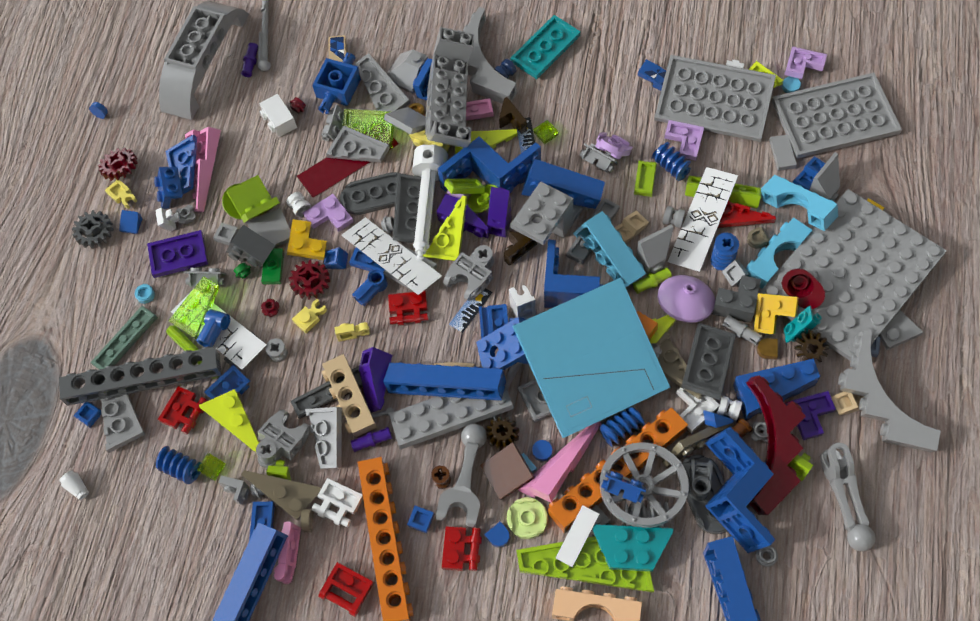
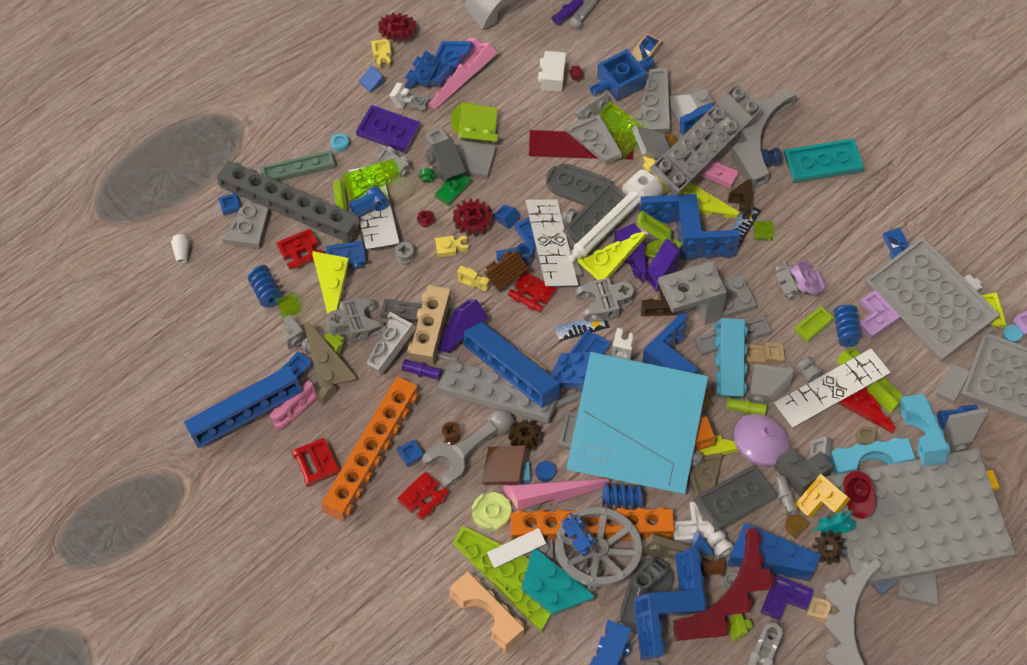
camera: 30 degrees right, 5 degrees down
(92, 229) = (339, 65): dark grey gear -> none
(298, 203) = (512, 153): white wheel -> none
(302, 245) = (488, 185): yellow plate -> none
(329, 209) = (533, 174): lavender plate -> none
(341, 497) = (364, 393): white plate -> none
(374, 304) = (505, 270): none -> reddish brown brick
(498, 535) = (459, 507): blue tile -> none
(582, 188) = (739, 284): blue wedge -> none
(724, 251) = (824, 422): blue piece -> none

